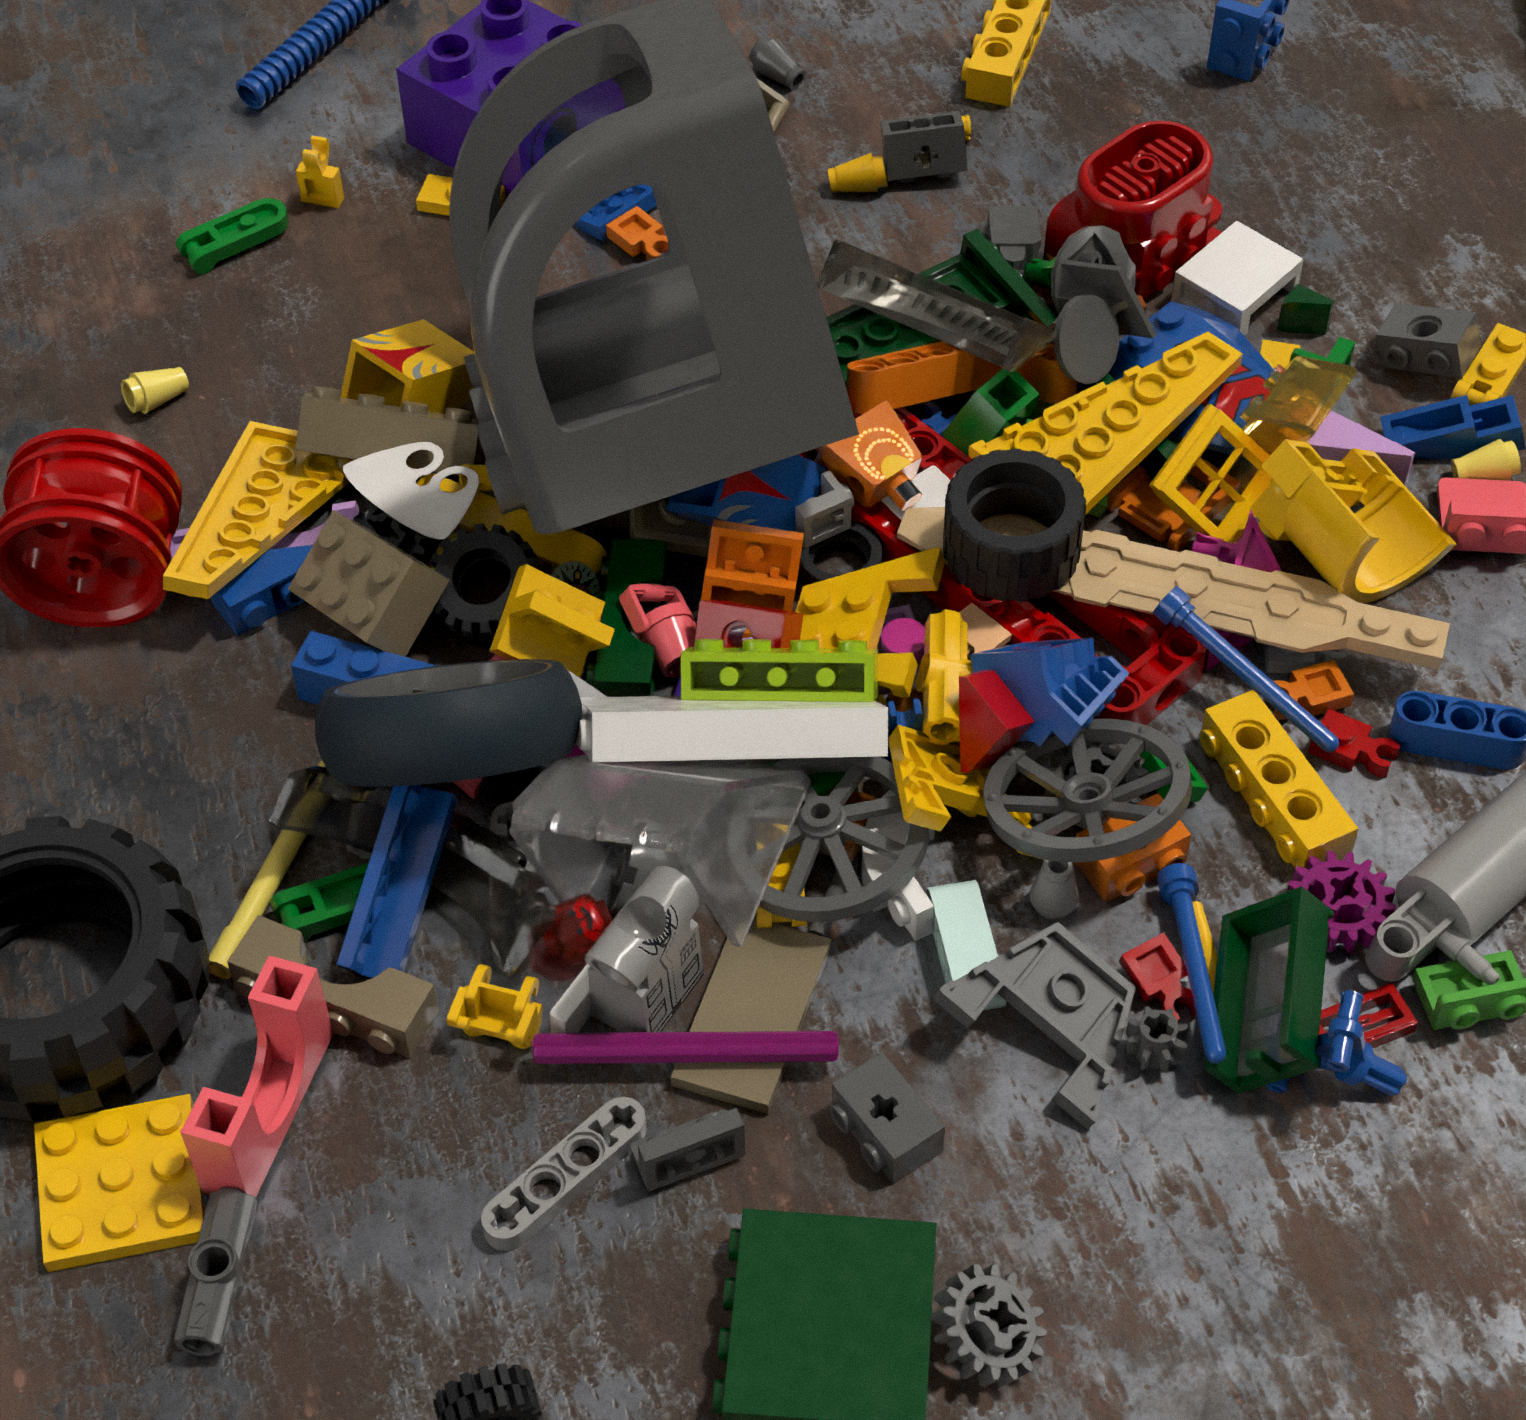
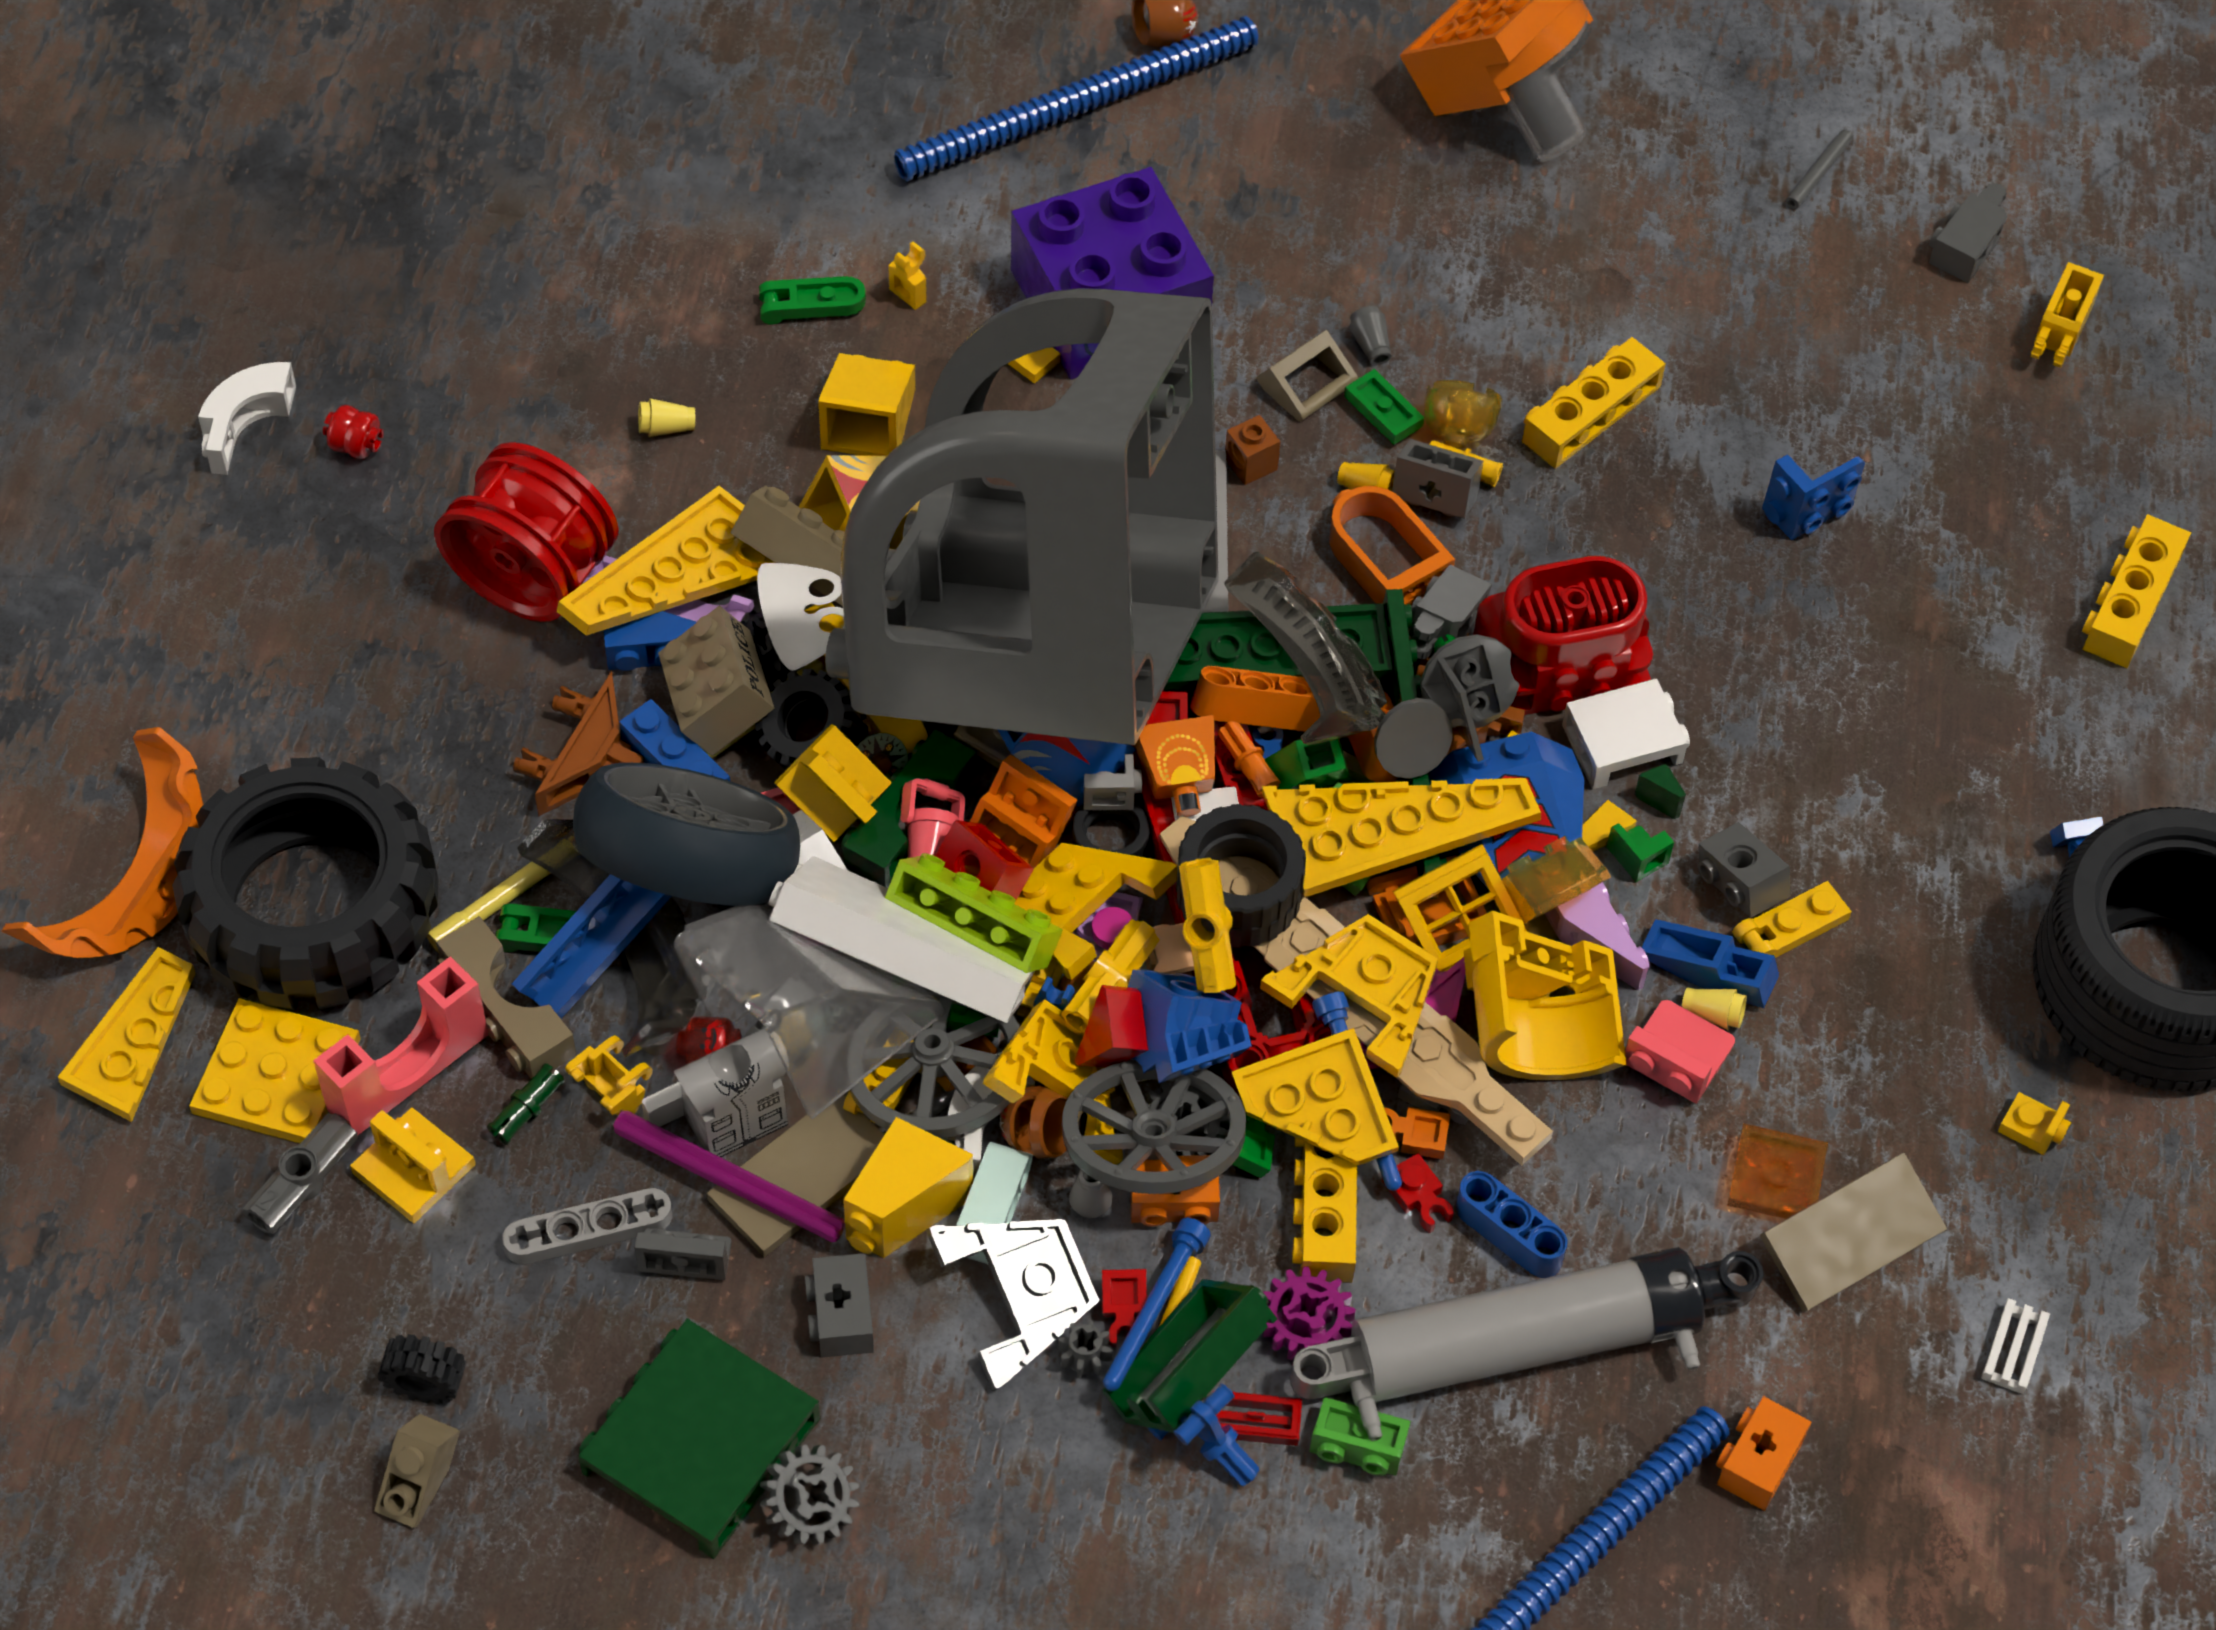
camera: 25 degrees right, 5 degrees up
(274, 713) = (590, 747): none -> dark orange connector
(331, 1202) = (411, 1163): none -> yellow bracket
(350, 295) = (865, 405): none -> yellow slope
(420, 1081) = (525, 1103): none -> dark green pin
(829, 114) = (1384, 406): none -> green plate
(880, 967) = (905, 1189): none -> yellow slope
(904, 84) = (1460, 413): none -> clear yellow cylinder
(919, 195) = (1392, 508): none -> orange window
(936, 433) = (1247, 757): none -> orange axle
(964, 848) = (1035, 1123): none -> dark orange helmet
(1014, 547) = (1205, 900): none -> yellow piece
(1201, 557) = (1375, 971): none -> yellow wing
(1225, 690) = (1321, 1097): none -> yellow plate

